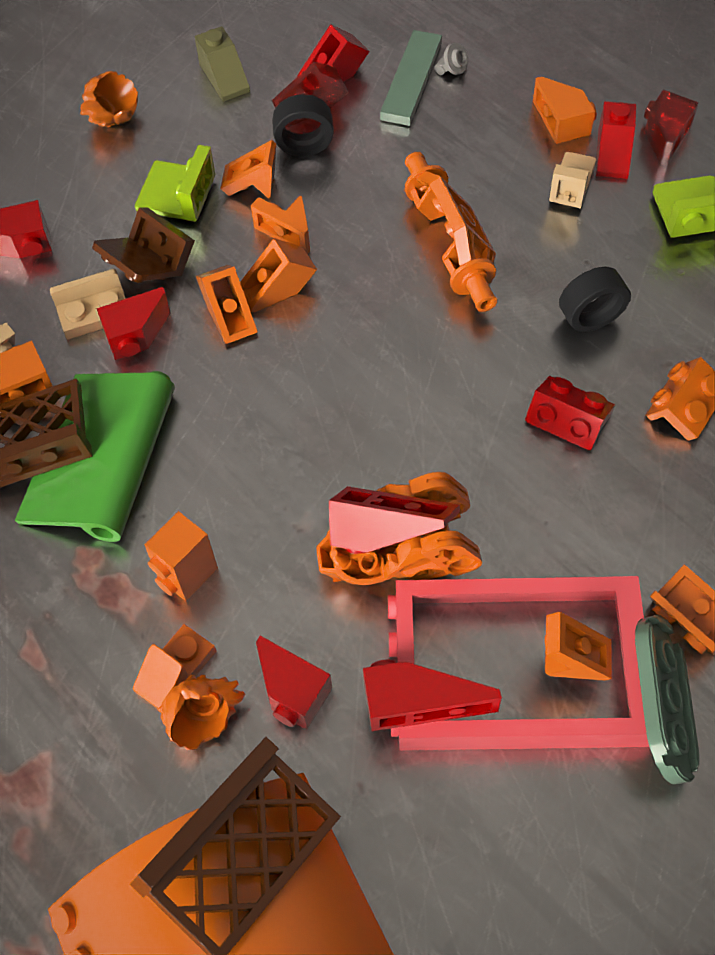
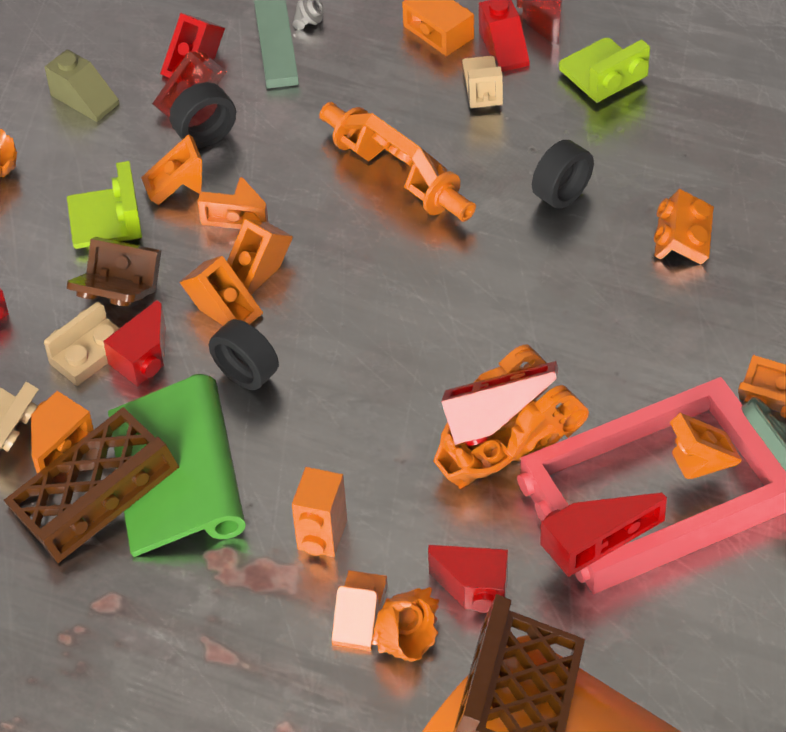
camera: 25 degrees left, 10 degrees down
(206, 368) = (243, 354): none -> black tyre
(569, 411) = (588, 276): red bracket -> none

